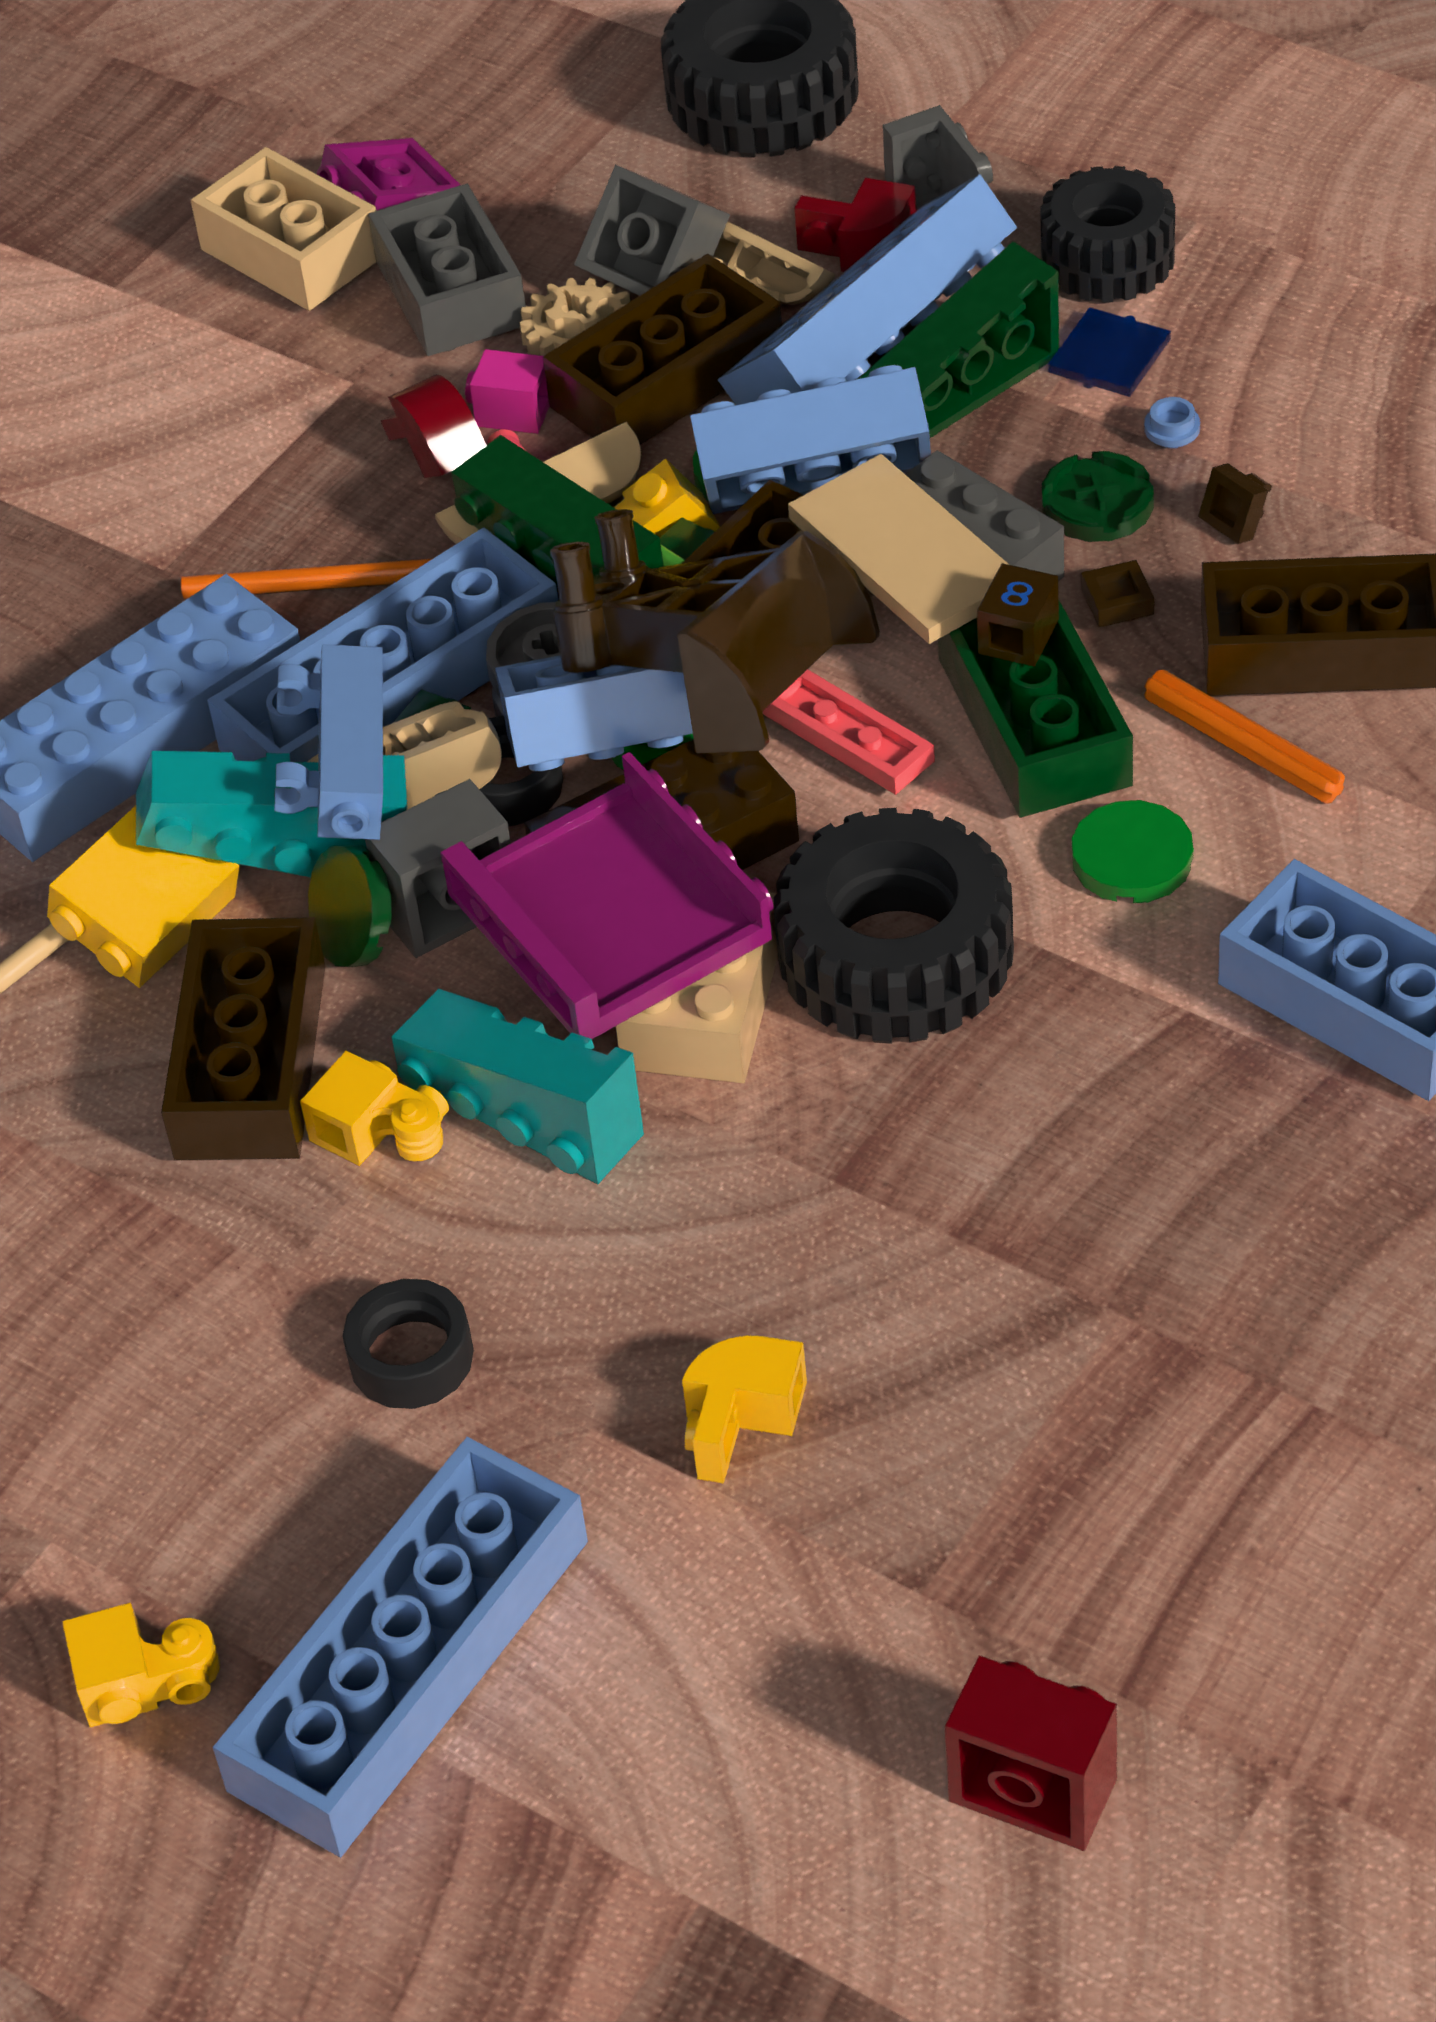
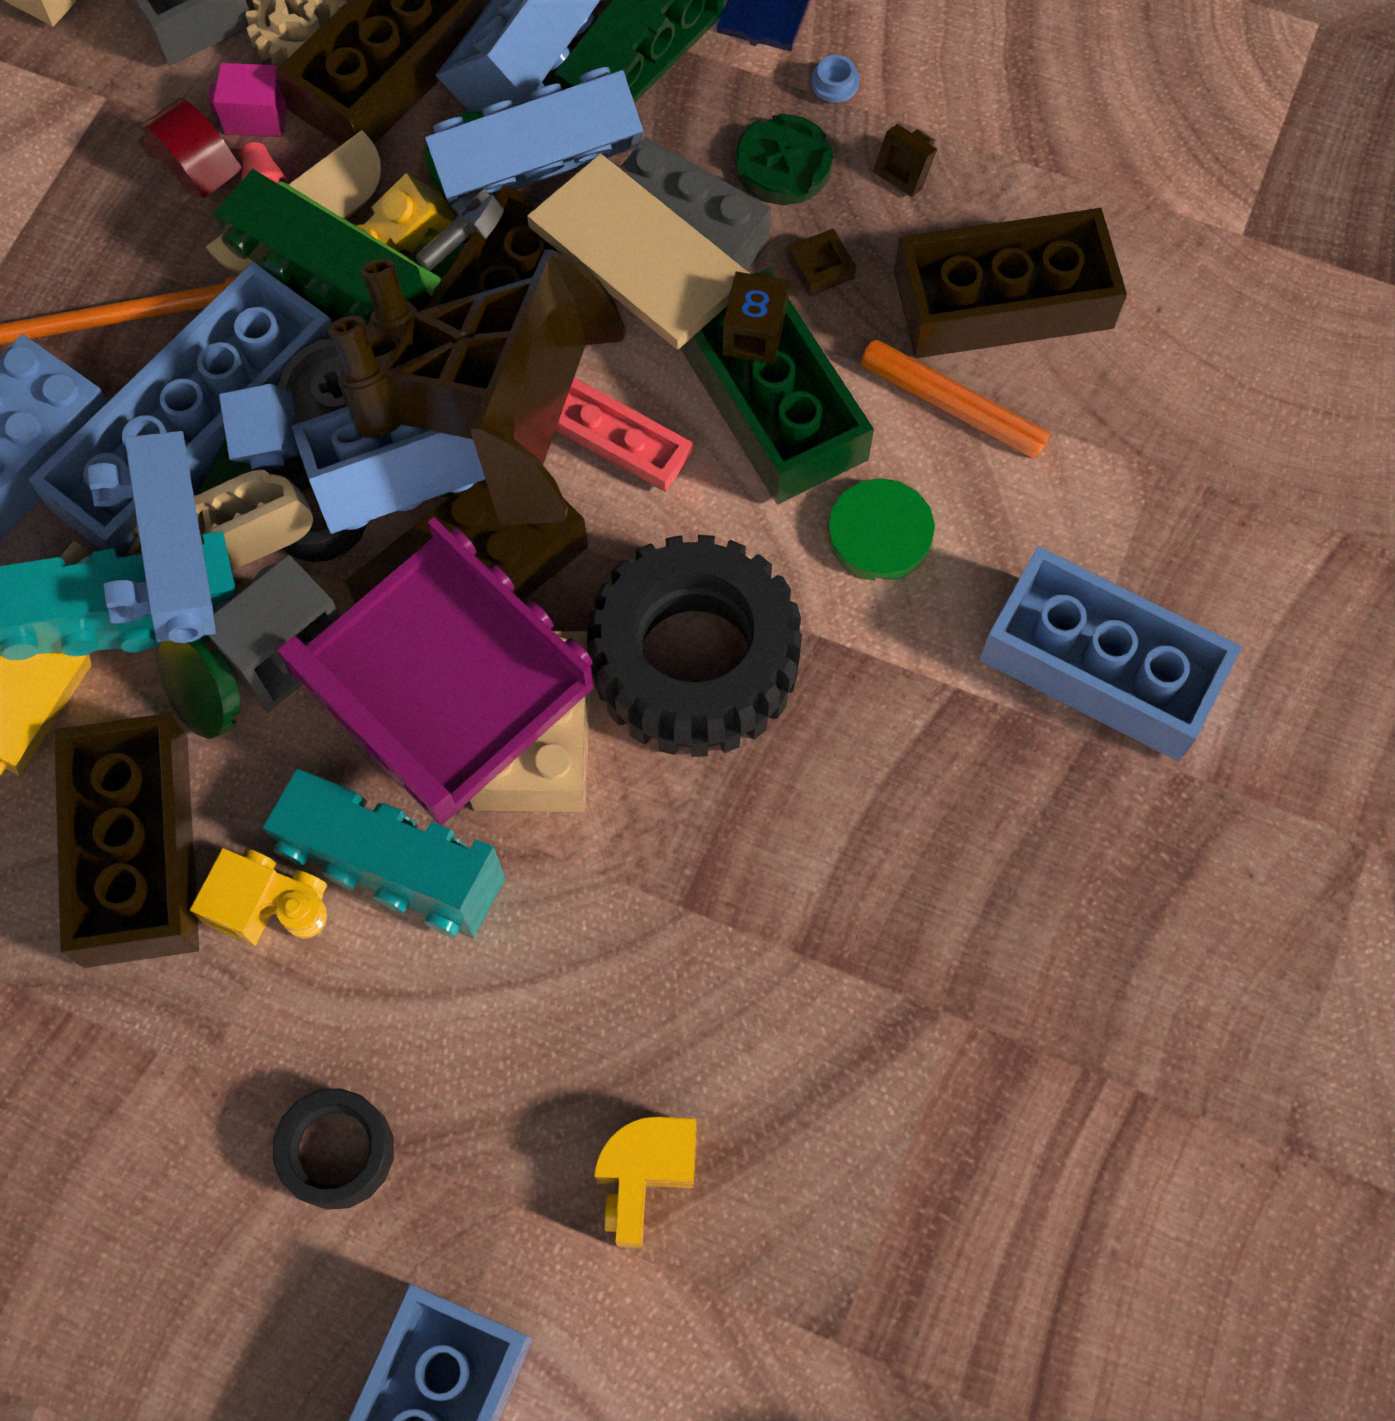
camera: 15 degrees left, 20 degrees up
(462, 664) = (260, 426): none -> medium blue brick
(730, 501) = (476, 213): none -> flat silver bar

